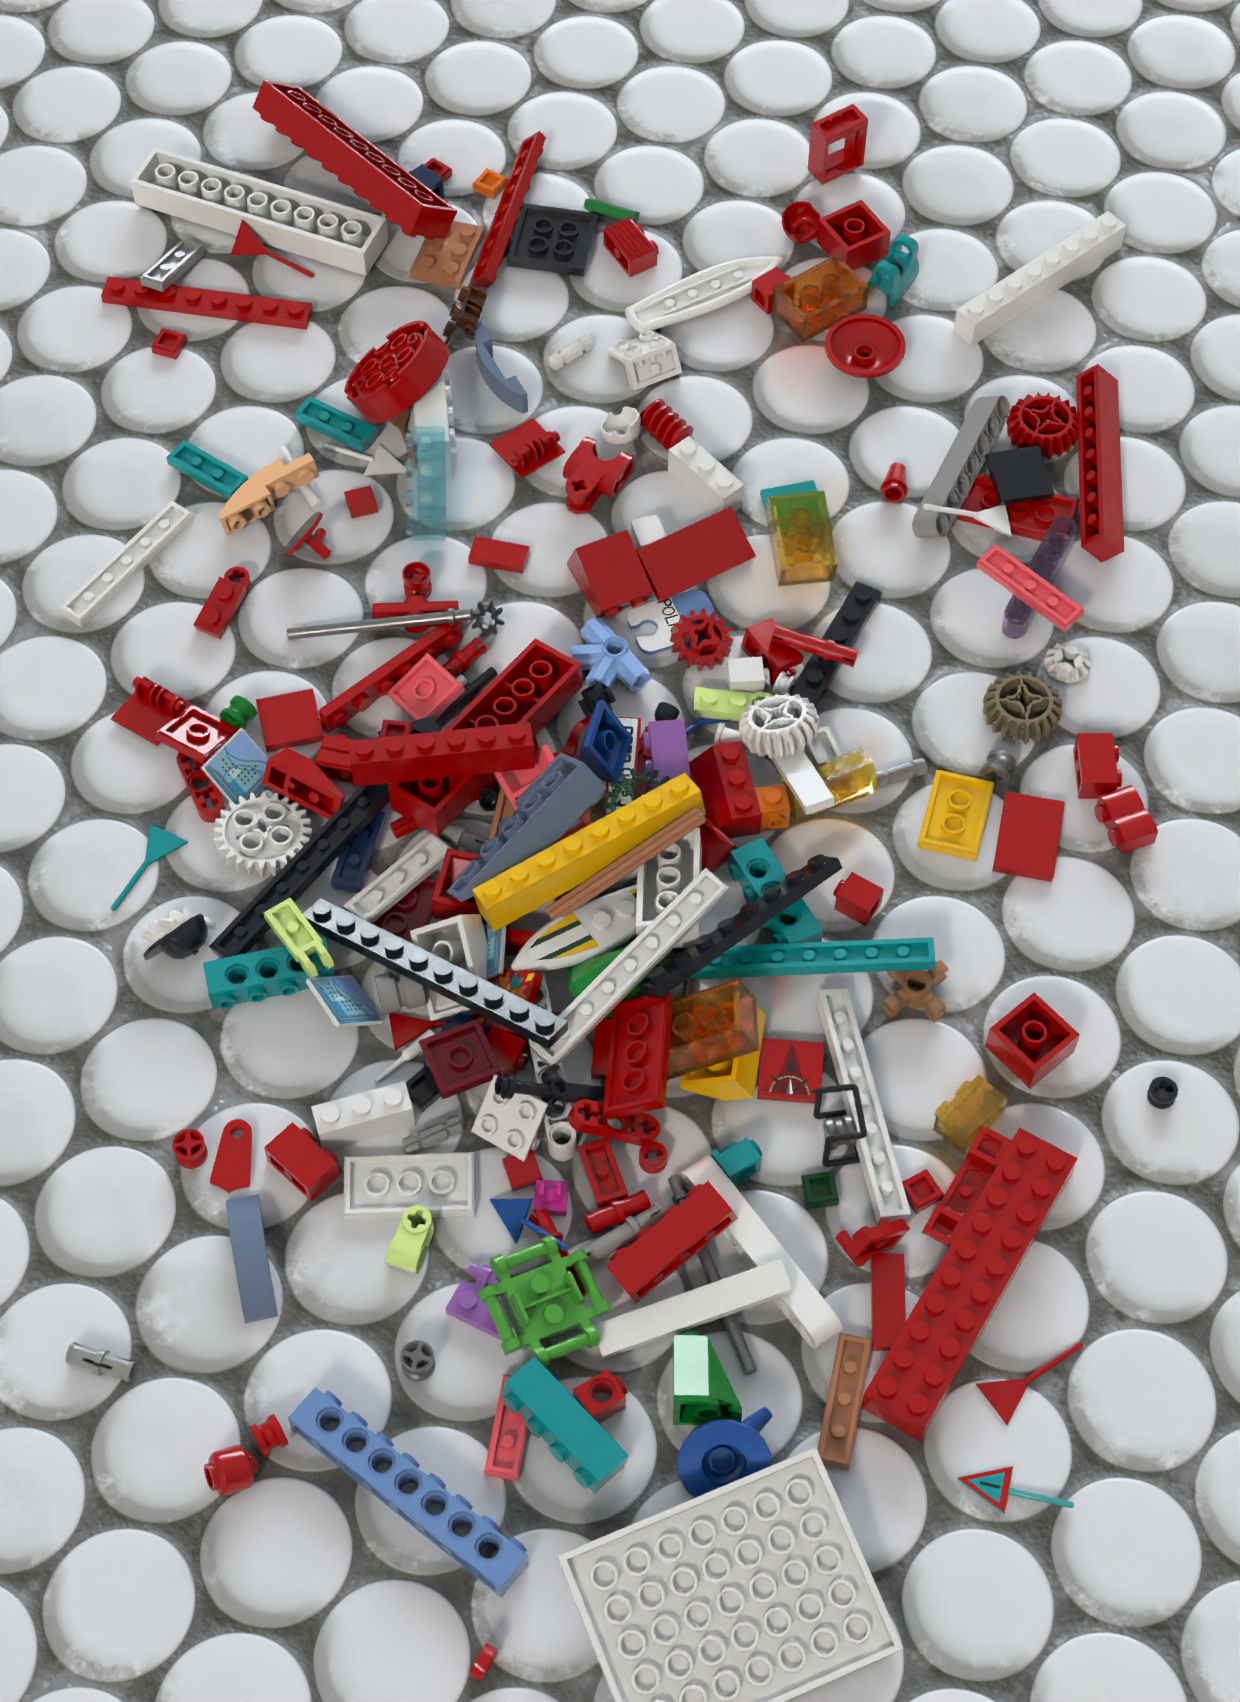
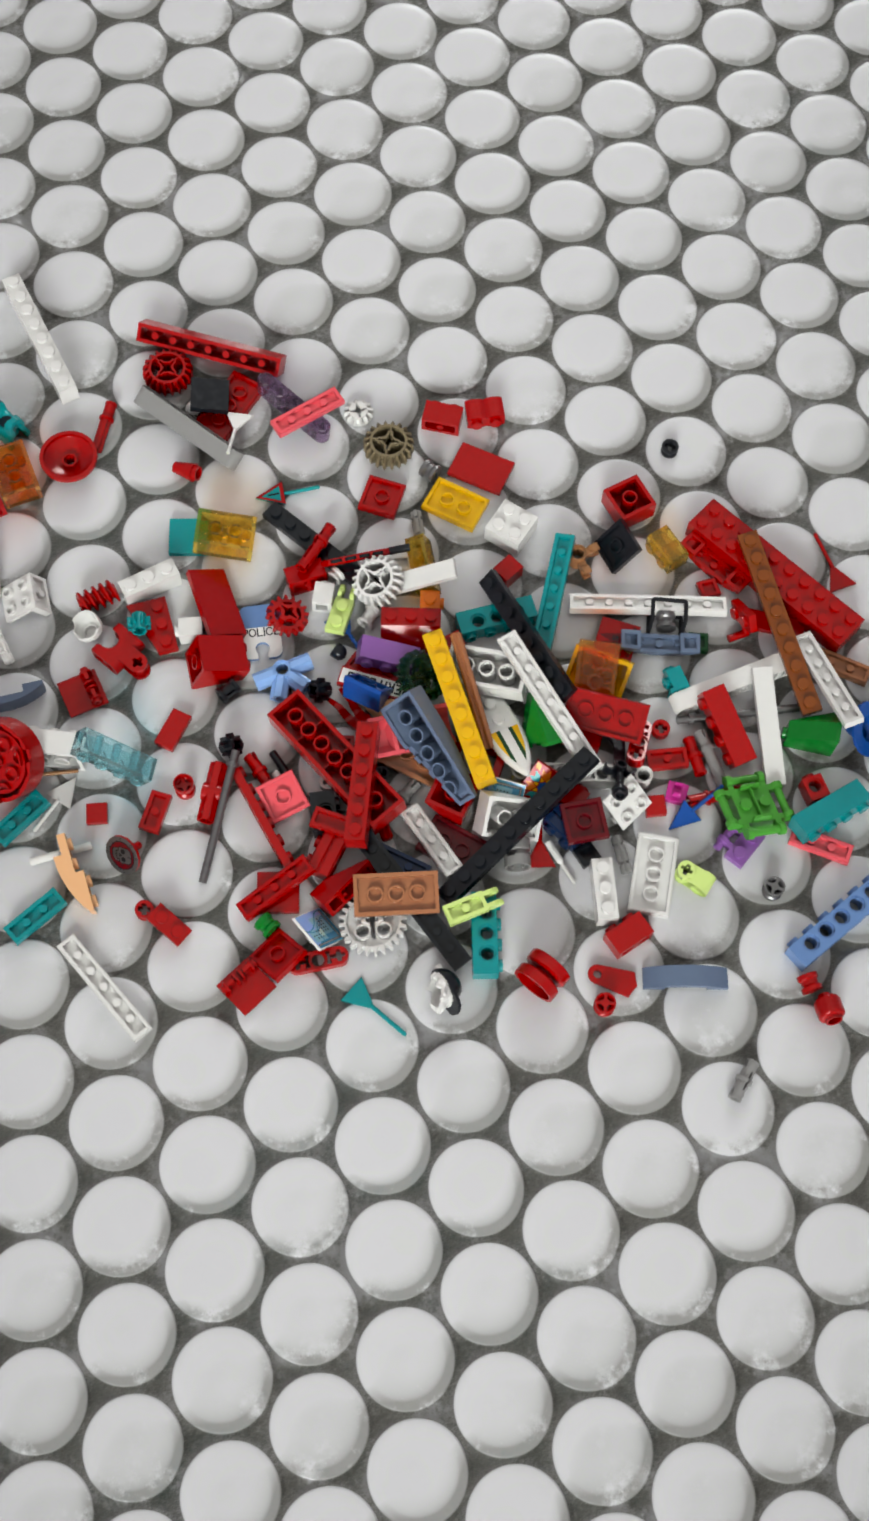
camera: 80 degrees left, 10 degrees up
(213, 1048) = (542, 975): none -> red wheel
(289, 708) = (275, 888): none -> red tile
(298, 839) = (396, 893): none -> nougat plate
(344, 1001) = (519, 889): piece -> none
(374, 559) = (155, 812): none -> red plate
(570, 599) = (228, 690): none -> black bush
(636, 473) = (139, 623): none -> teal gear
(656, 495) = (162, 631): none -> red wing
(787, 1375) = (829, 681): none -> white plate
(797, 1125) = (660, 643): none -> sand blue slope
(823, 713) = (361, 556): none -> sword
(874, 1289) = (779, 623): none -> dark orange plate
(897, 593) = (277, 493): none -> teal piece
(931, 378) = (106, 420): none -> red axle
(934, 888) = (510, 527): none -> white brick
(935, 720) = (381, 497): none -> red tile
(947, 1036) = (618, 546): none -> black tile

